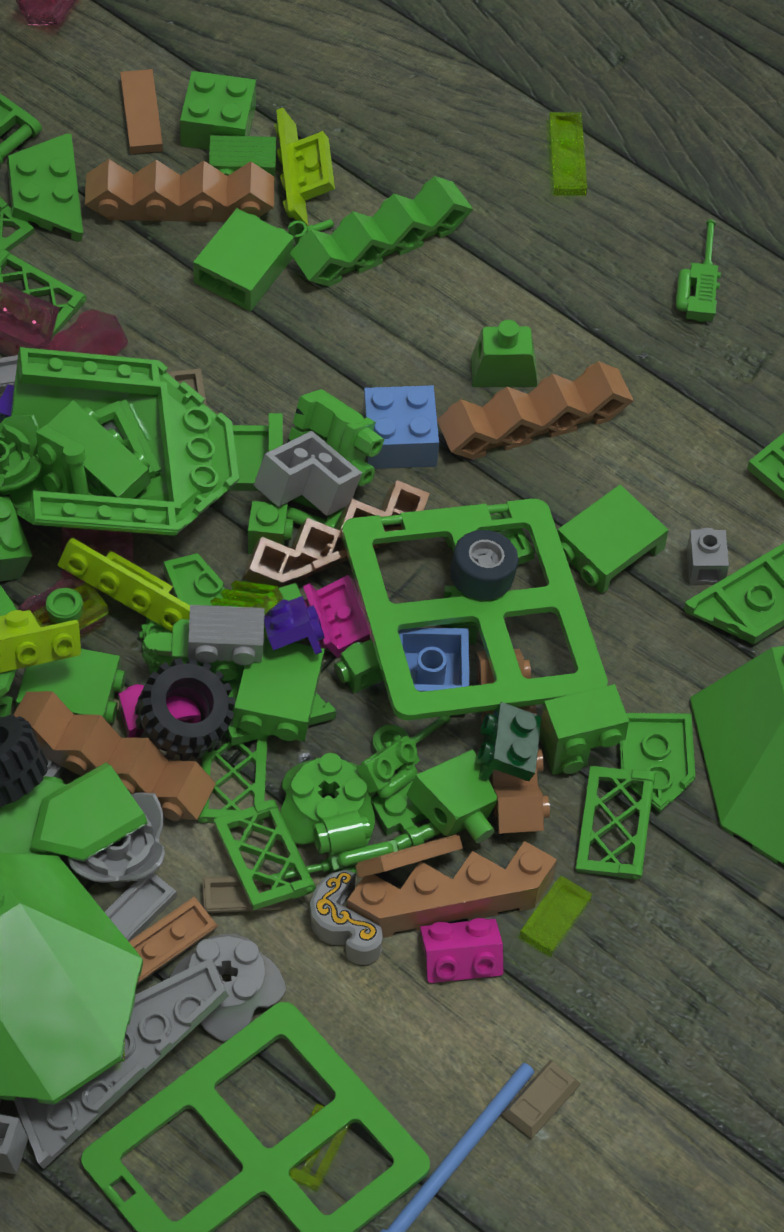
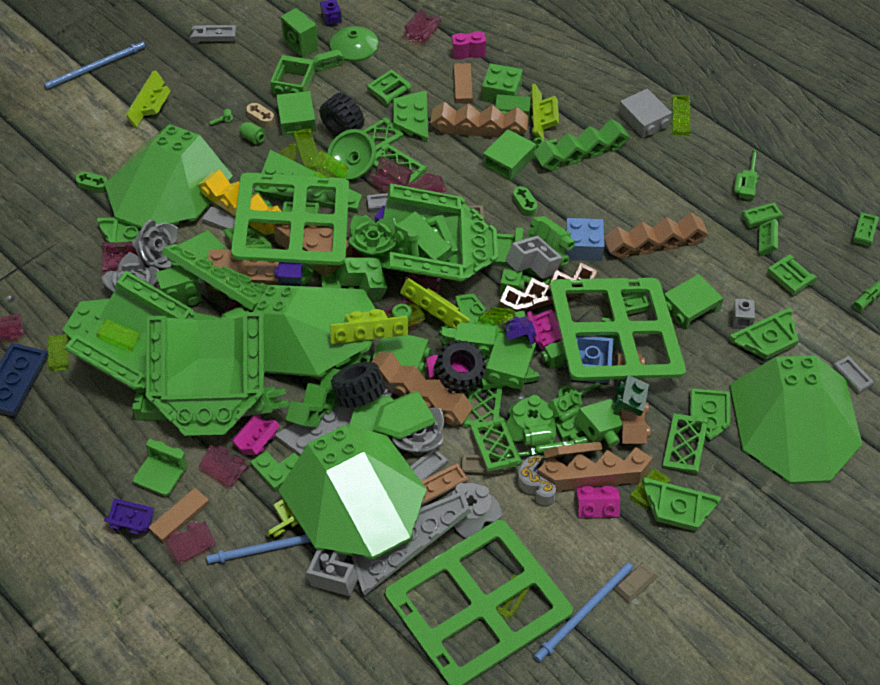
camera: 10 degrees right, 5 degrees down
(146, 31) = (468, 45): none -> dark pink brick
(226, 634) = (484, 330): light grey brick -> none
(286, 350) = (528, 199): none -> bright green beam
(483, 565) = (623, 306): black wheel -> none
(498, 155) = (645, 113): none -> light grey brick
(504, 357) = (641, 207): bright green torso -> none
(579, 723) = (668, 390): bright green brick -> none
(610, 943) = (678, 504): none -> bright green wing
(731, 353) = (761, 215): none -> bright green plate
(745, 398) = (768, 237): none -> bright green plate

